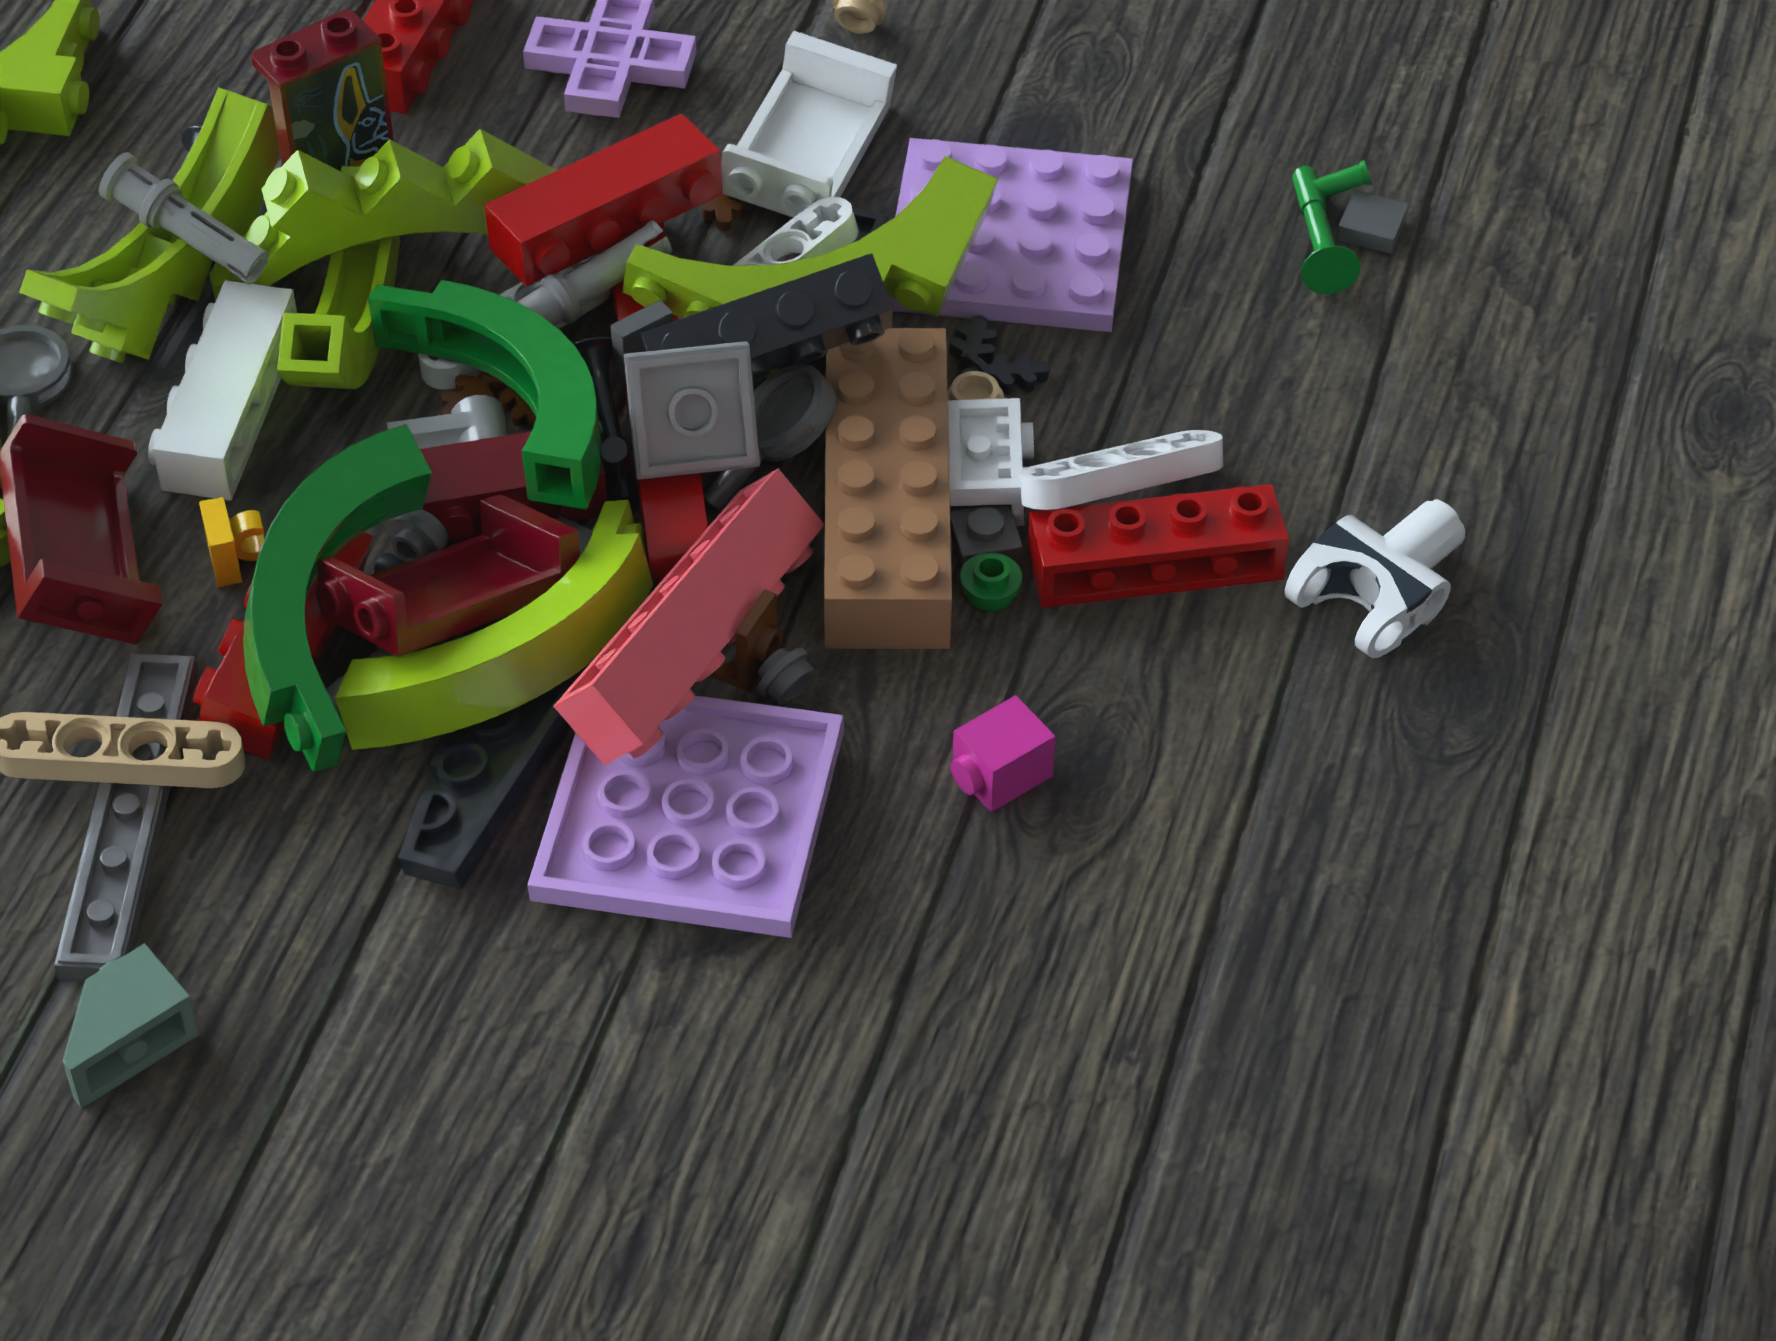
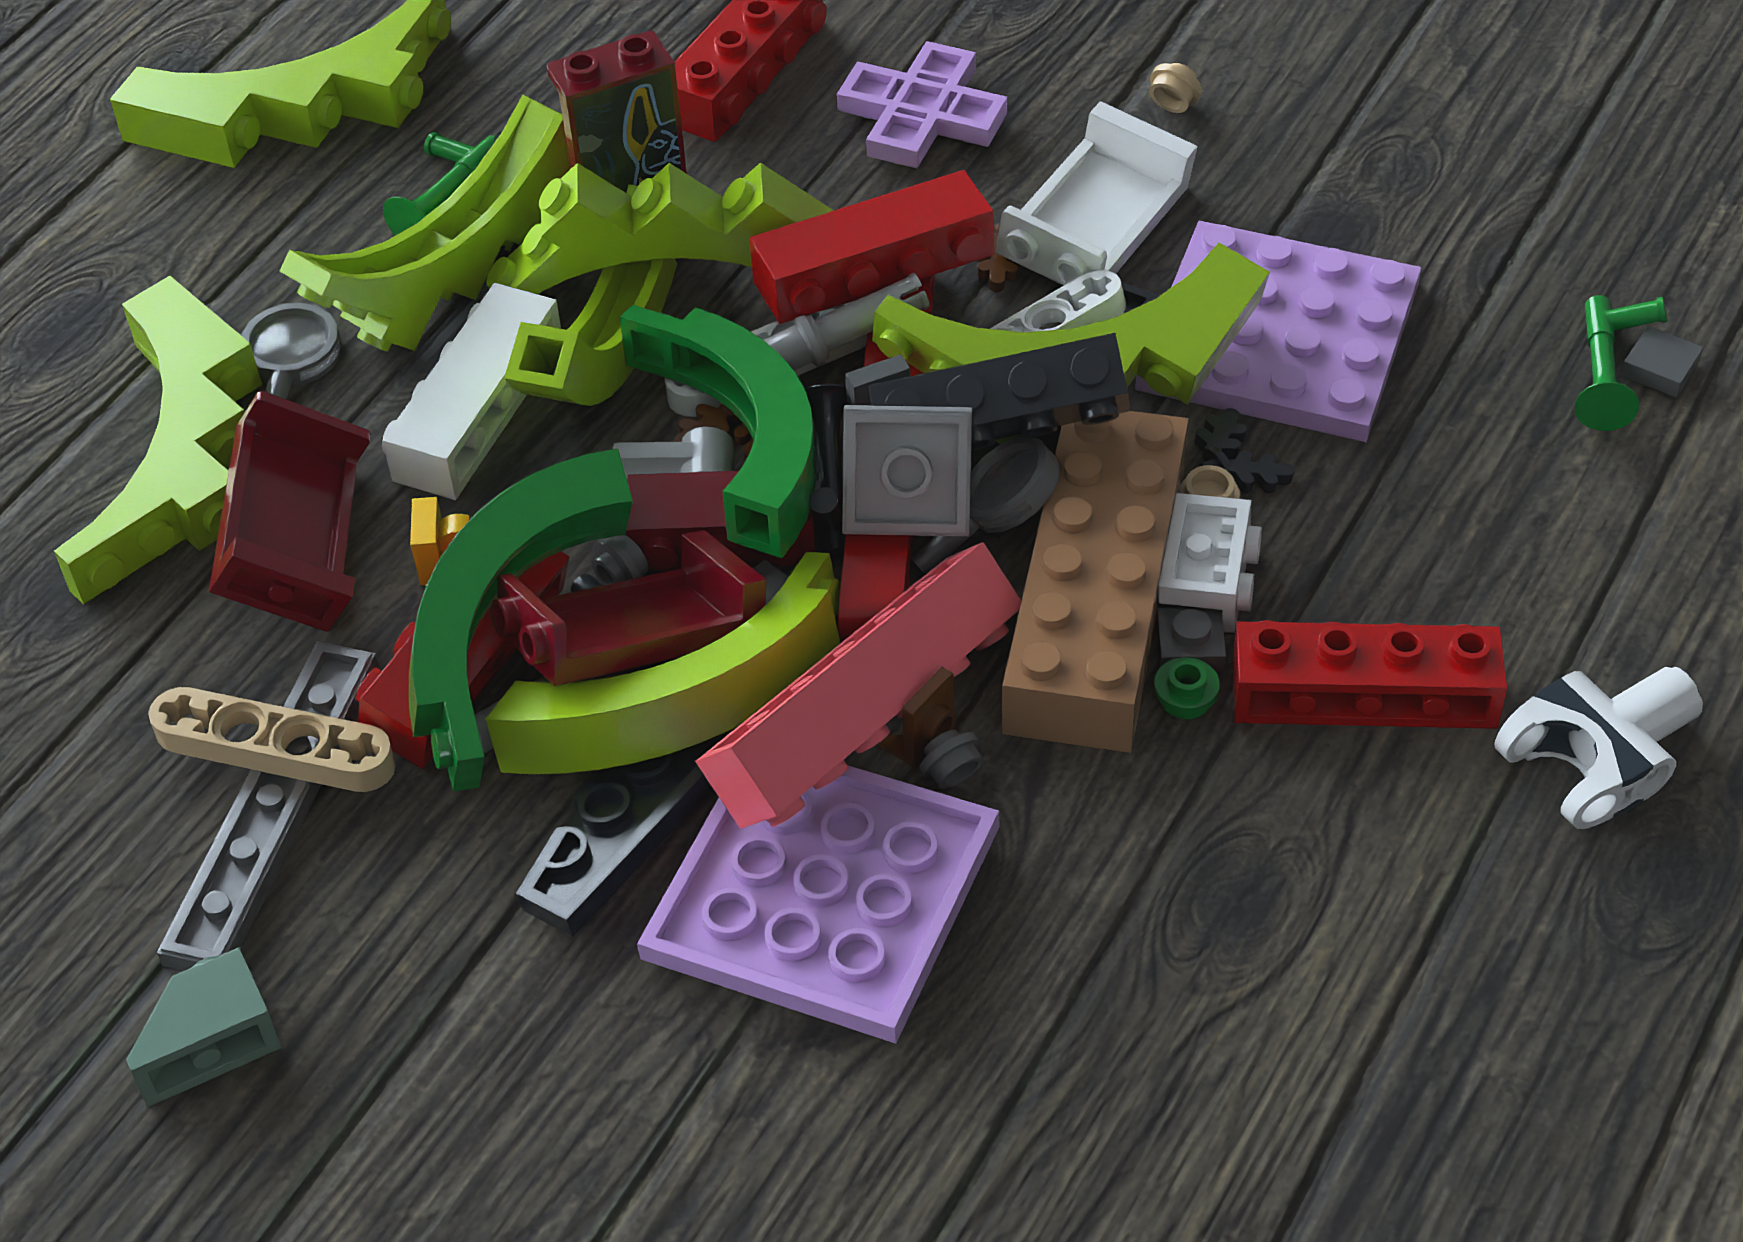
camera: 15 degrees right, 0 degrees up
(110, 224) = (403, 213): none -> green piece
(163, 206) = (445, 203): light grey pin -> none
(1002, 754) = (1157, 877): dark pink brick -> none
(1121, 469) = (1343, 589): white beam -> none

